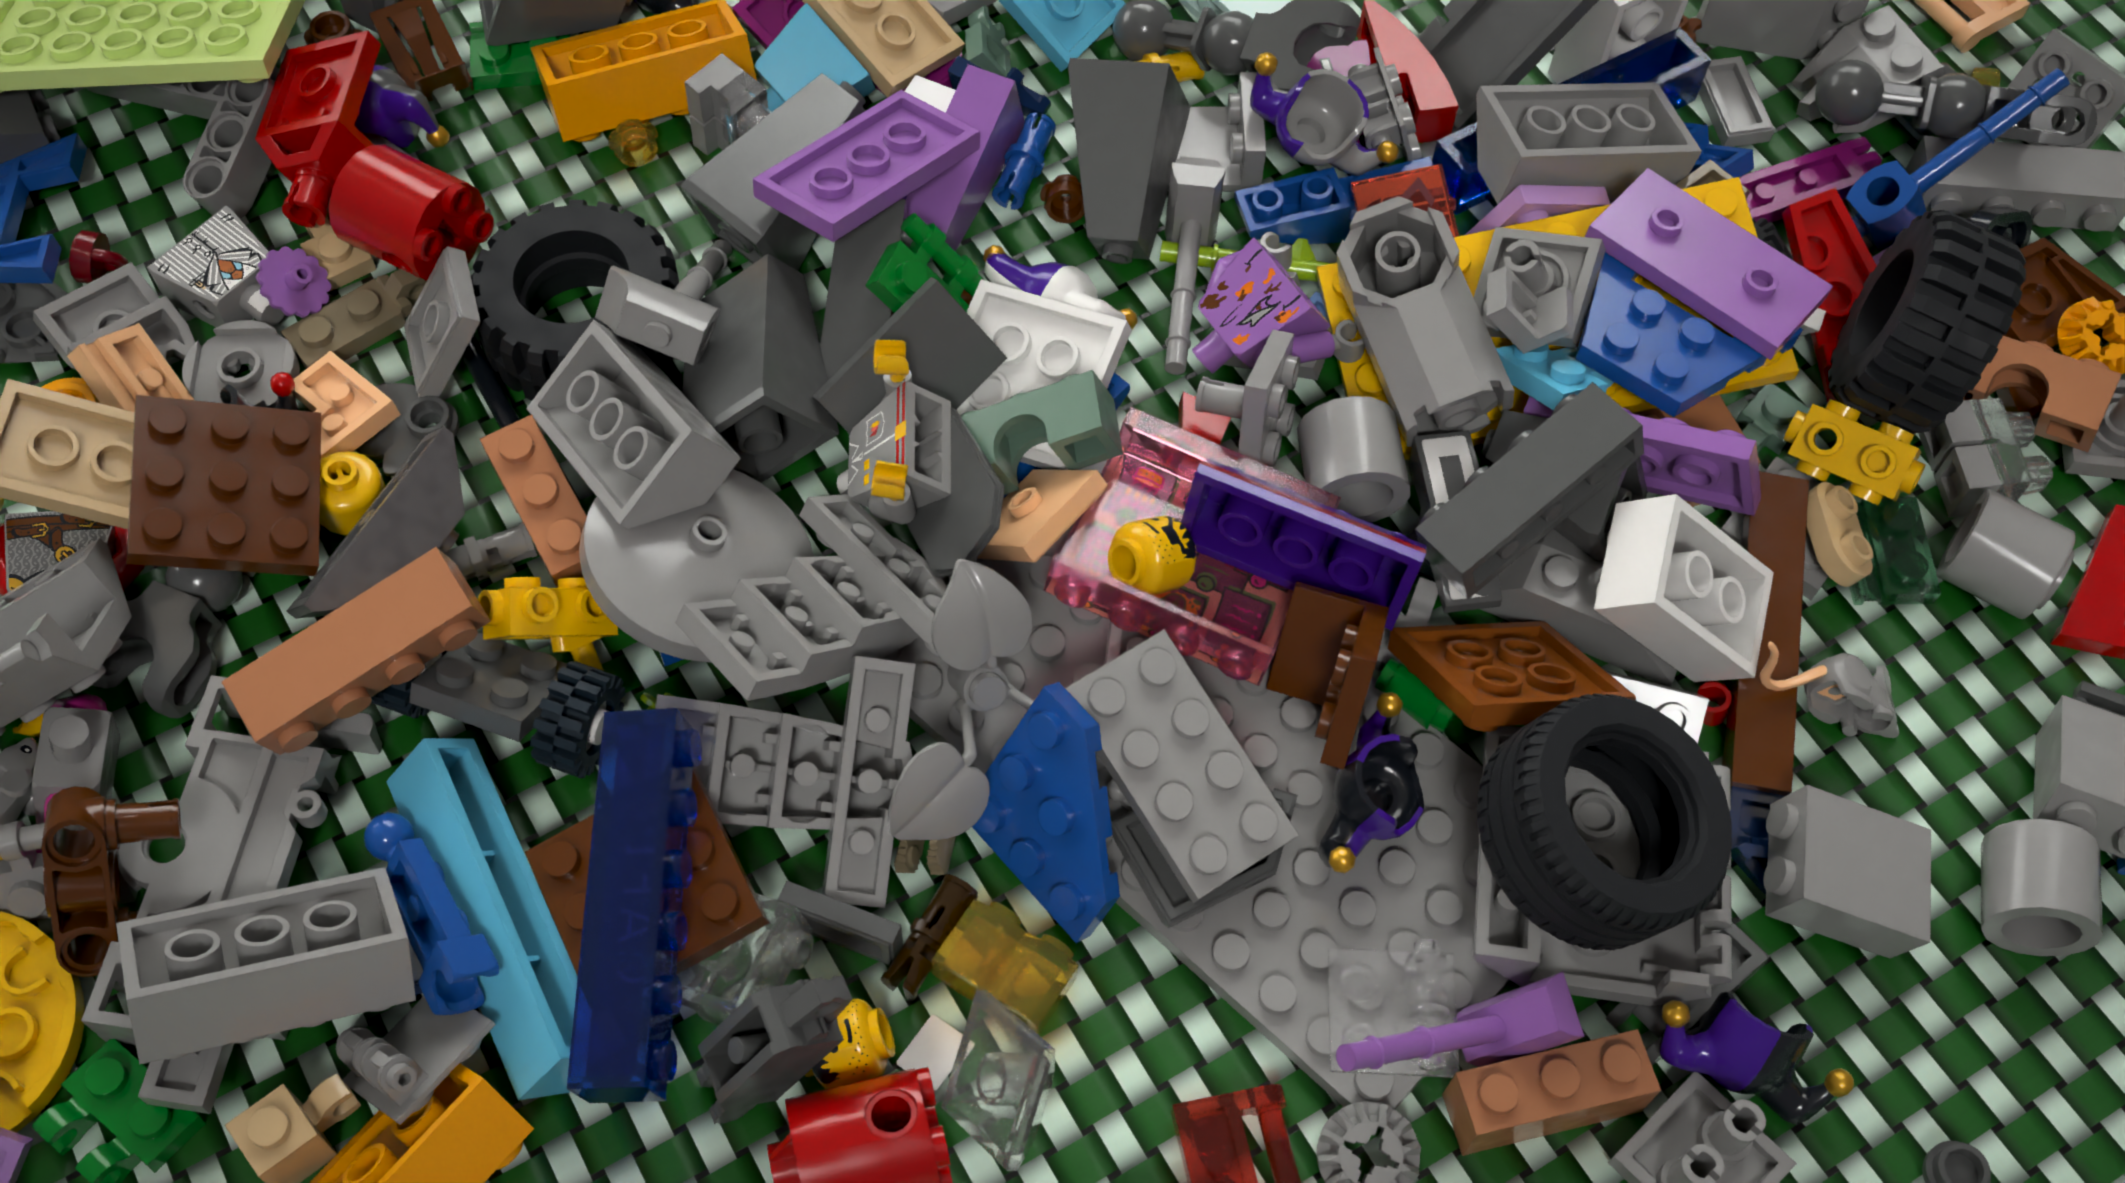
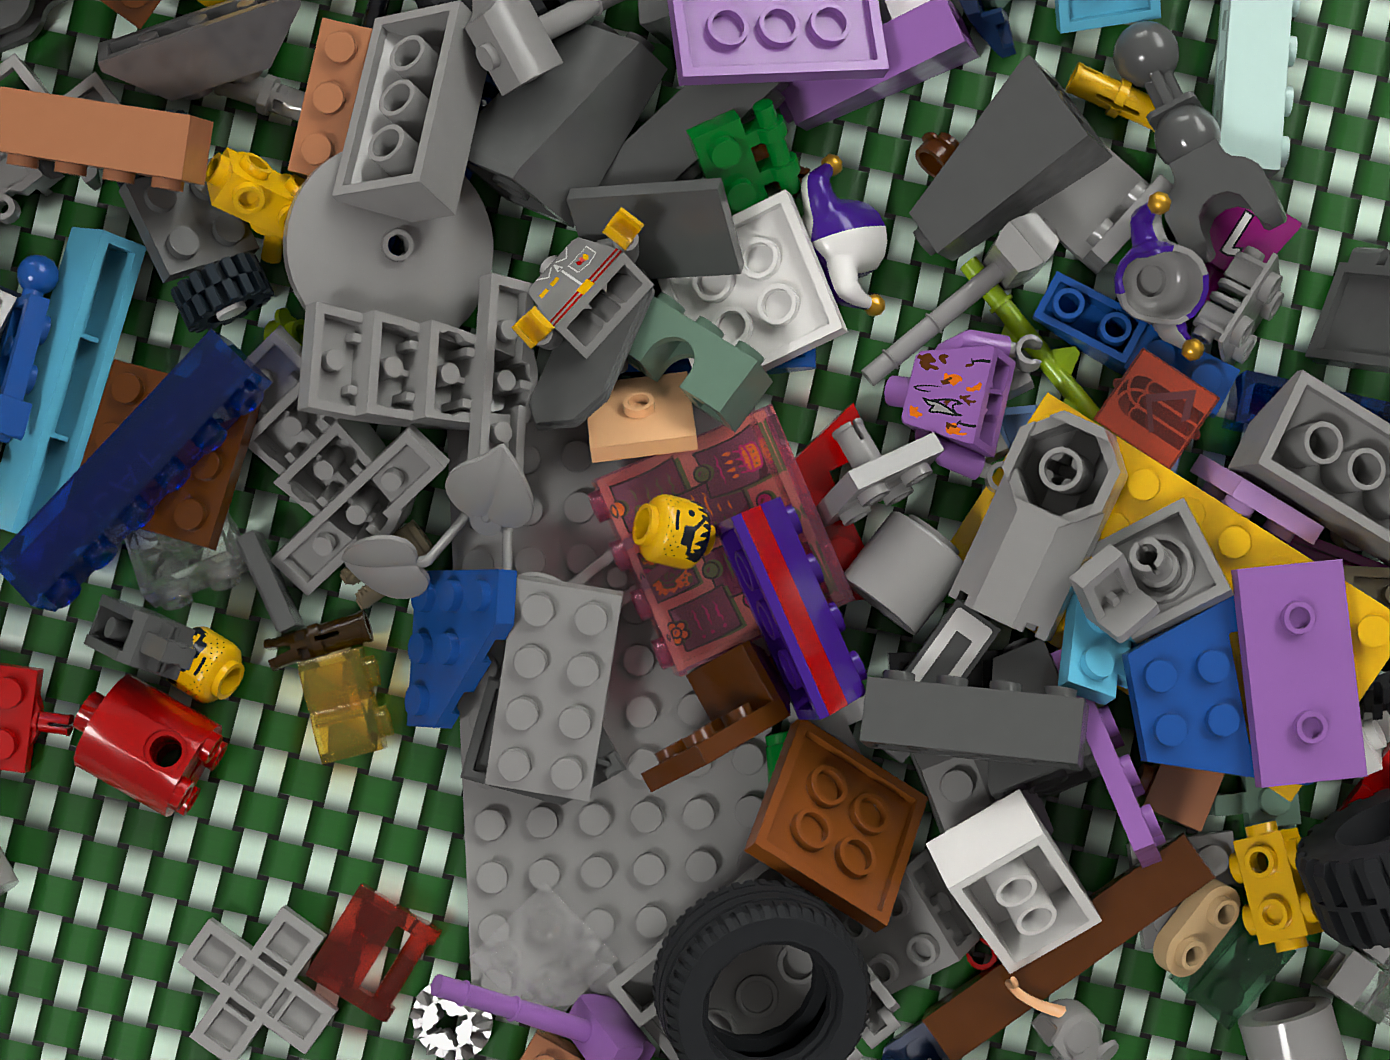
camera: 45 degrees right, 25 degrees up
(933, 1048) = (261, 712): white sticker -> none
(1000, 1081) = (266, 779): clear slope -> none
(1024, 161) = (943, 91): blue pin -> none
(1375, 792) = (670, 820): black piece -> none
(1420, 75) = (1311, 275): slope -> none

